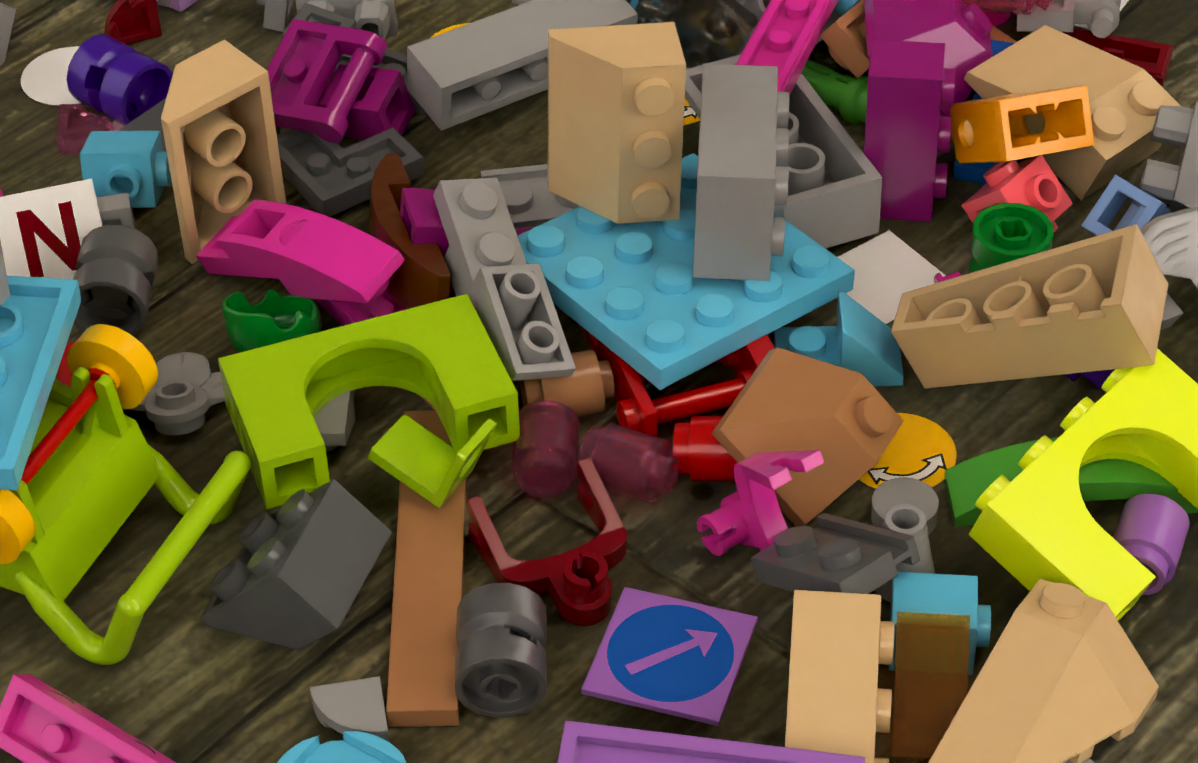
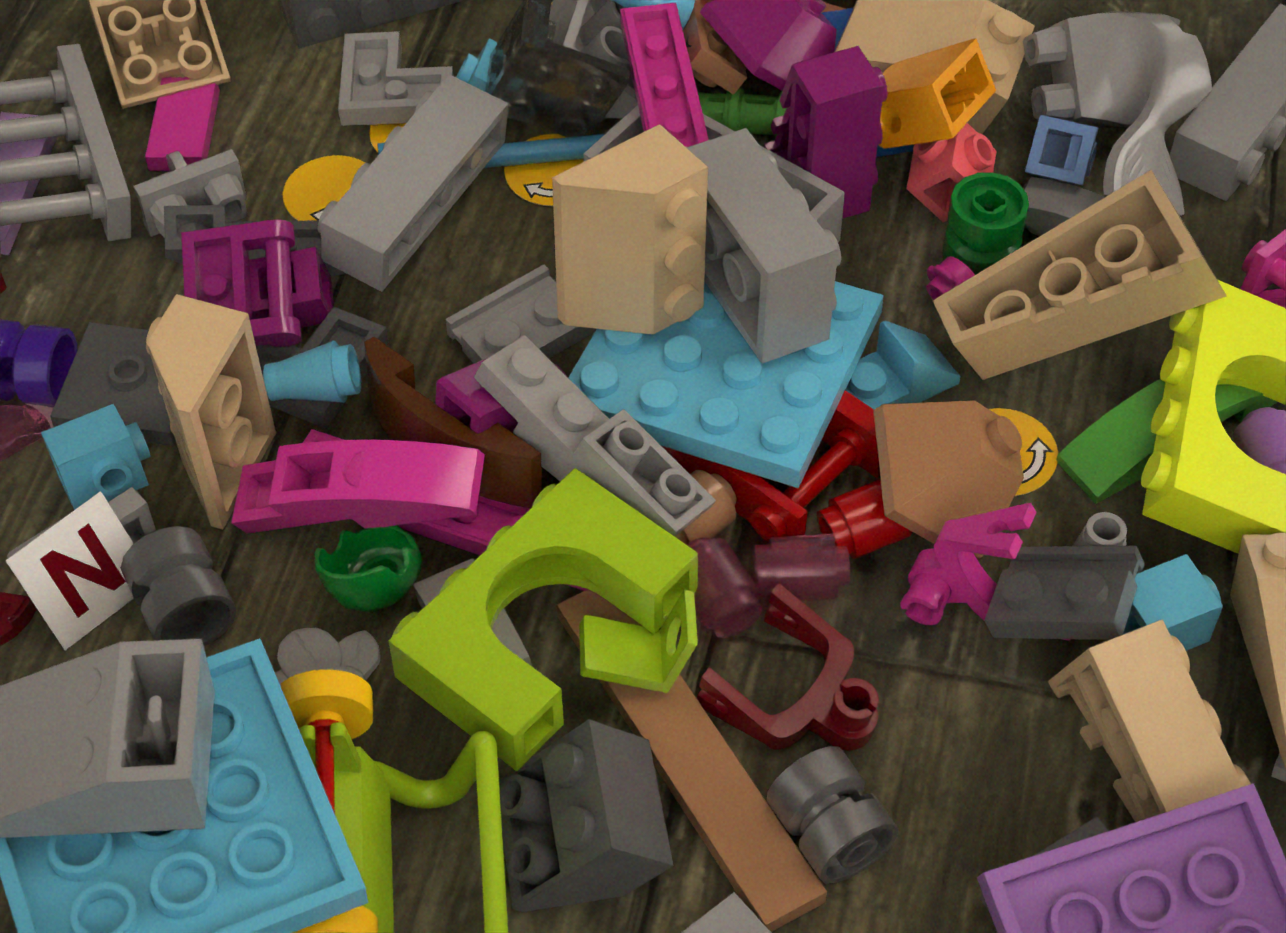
camera: 30 degrees left, 10 degrees up
(333, 165) = (315, 375): none -> medium azure cone
(670, 656) = (976, 748): piece -> none
(884, 271) = (883, 272): white sticker -> none
(905, 491) = (1059, 507): light grey tile -> none
(927, 680) = (1221, 670): clear orange tile -> none

